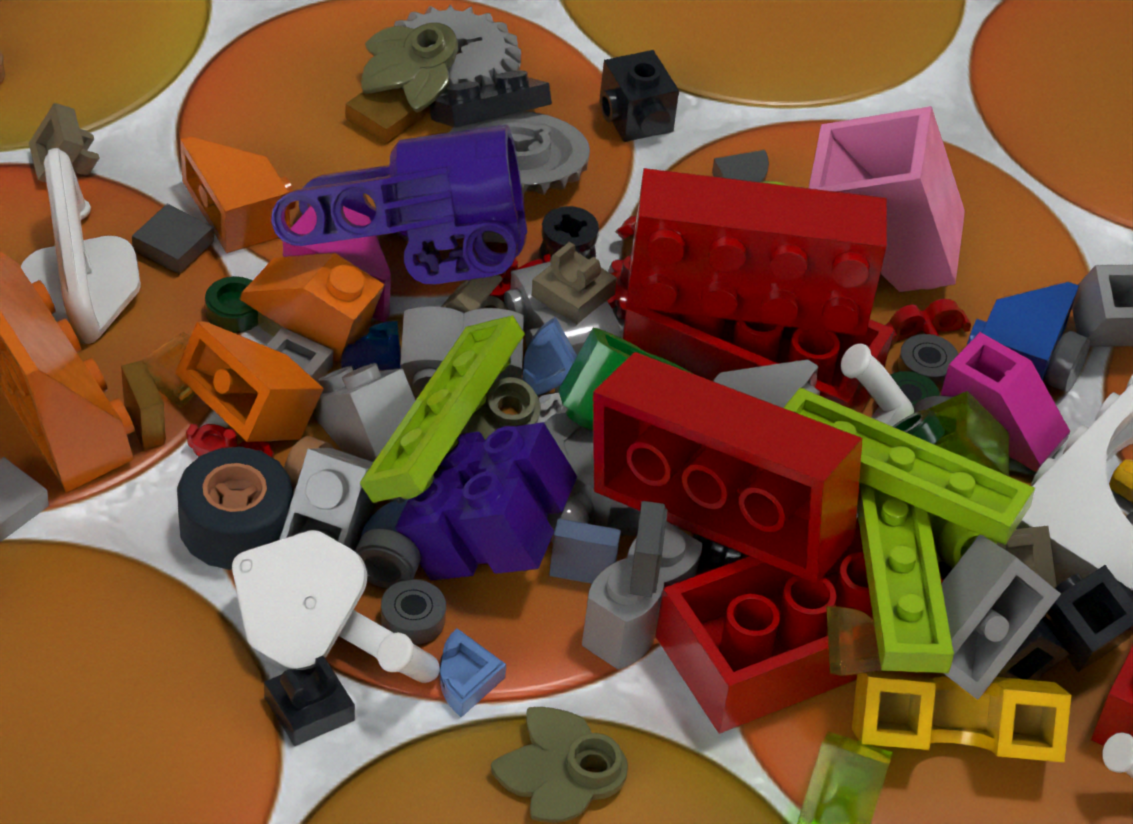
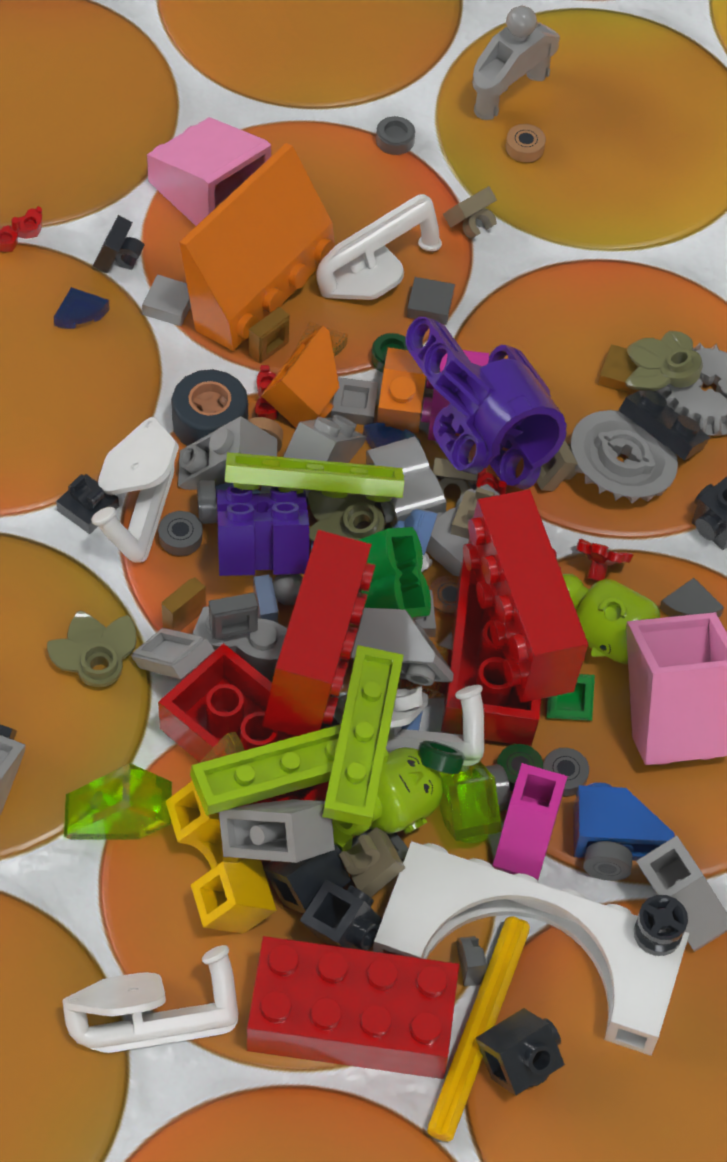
camera: 70 degrees right, 10 degrees up
(233, 191) = (481, 313): orange slope -> none
(467, 672) = (147, 578): medium blue tile -> none
(547, 638) = (184, 605): none -> pearl gold tile
(569, 225) = (556, 523): black wheel -> none
(632, 664) = (172, 653): none -> light grey tile
(938, 316) = (601, 751): red piece -> none

